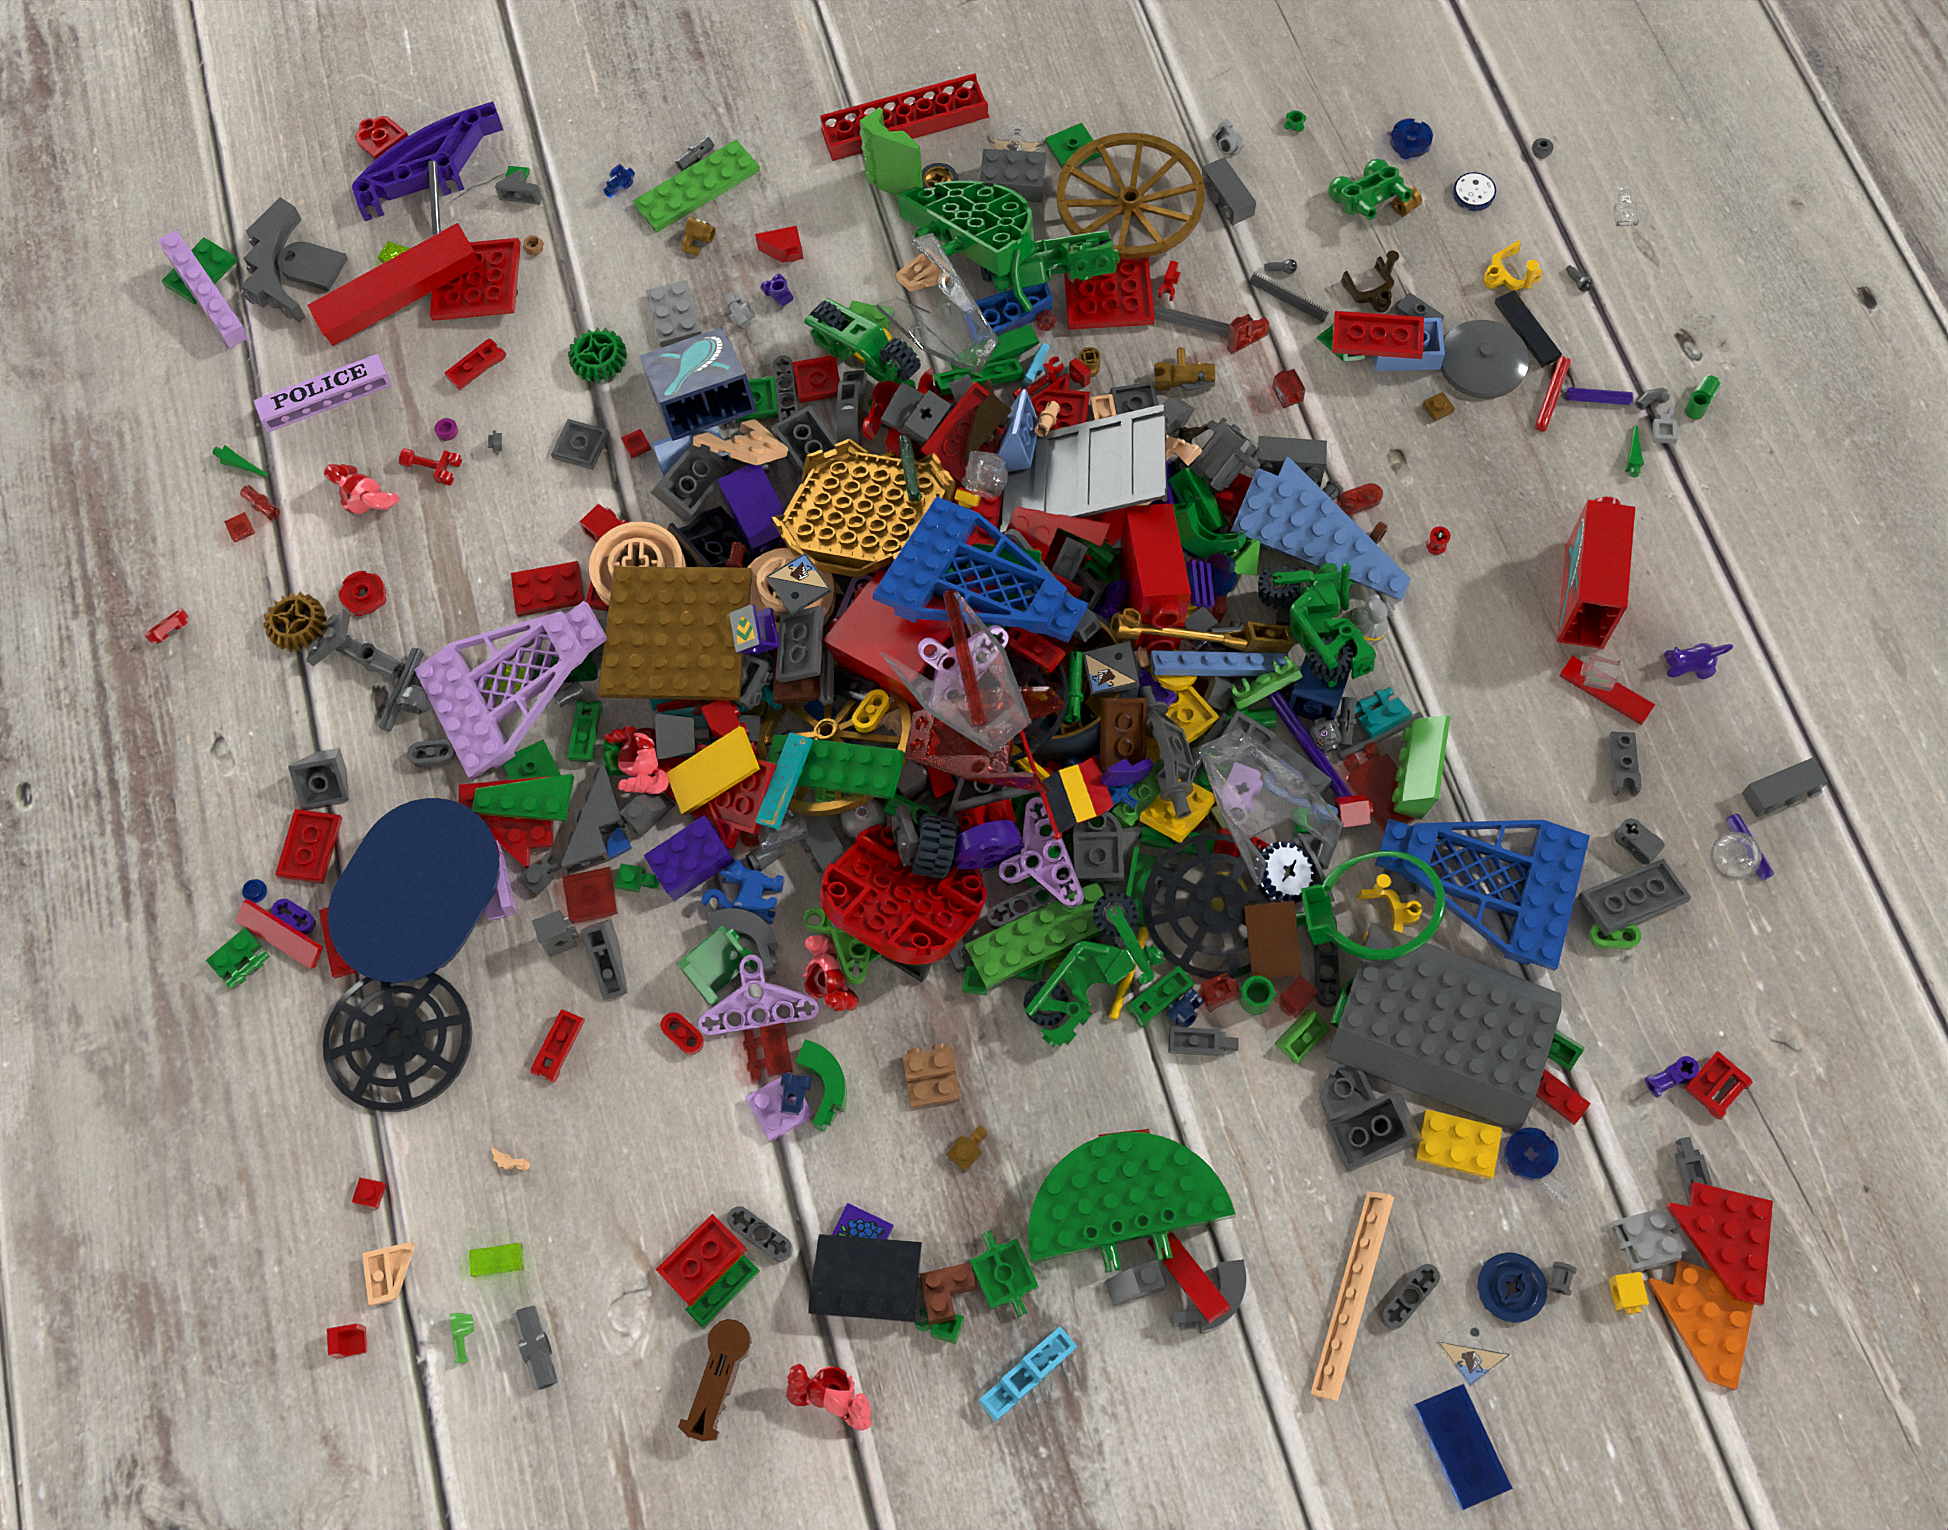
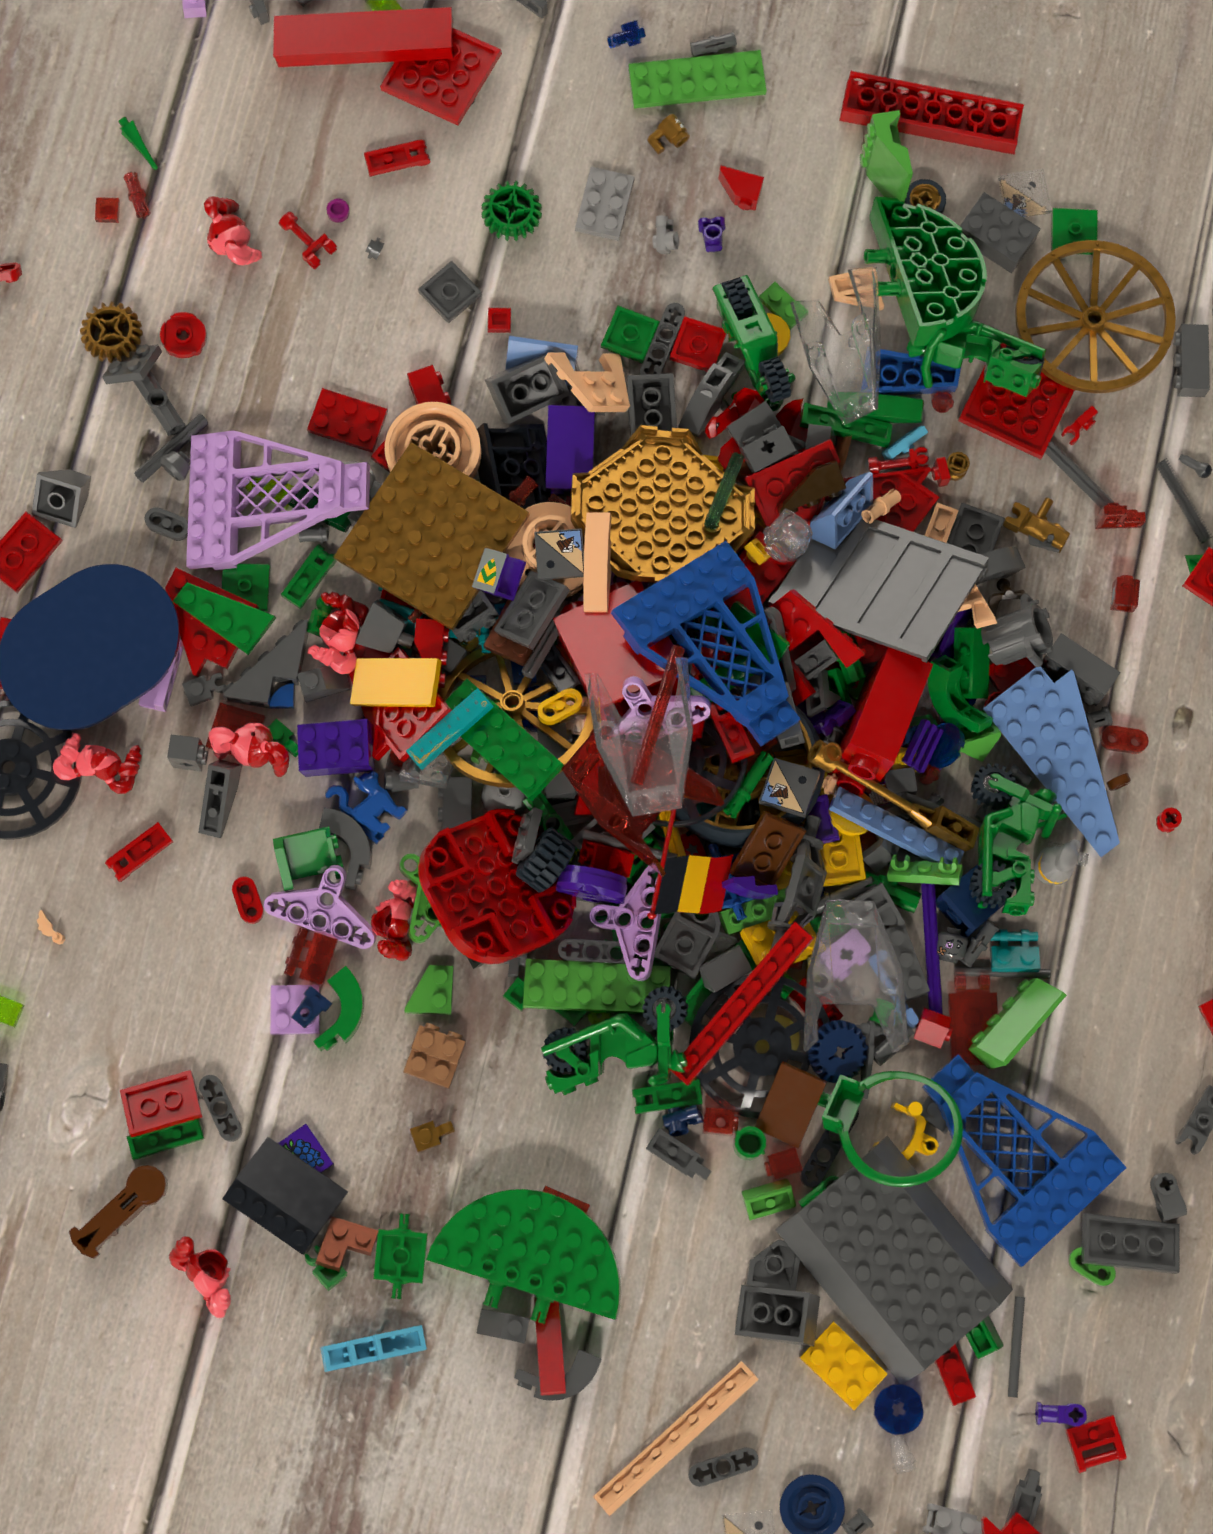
camera: 20 degrees right, 10 degrees up
(322, 393) = (245, 113): lavender brick -> none
(476, 986) = (98, 762): none -> hair
(533, 245) = (512, 56): medium nougat plate -> none
(611, 897) = (250, 749): none -> hair
(698, 383) = (581, 298): dark blue brick -> none
(835, 571) = (597, 562): none -> light nougat slope
(897, 1022) = (433, 992): none -> bright green wing
(1125, 982) = (641, 1071): yellow bar -> none
(1145, 856) = (724, 969): none -> dark grey slope
(1180, 870) = (744, 1001): none -> red plate
(1596, 1041) = (1016, 1347): none -> dark grey bar

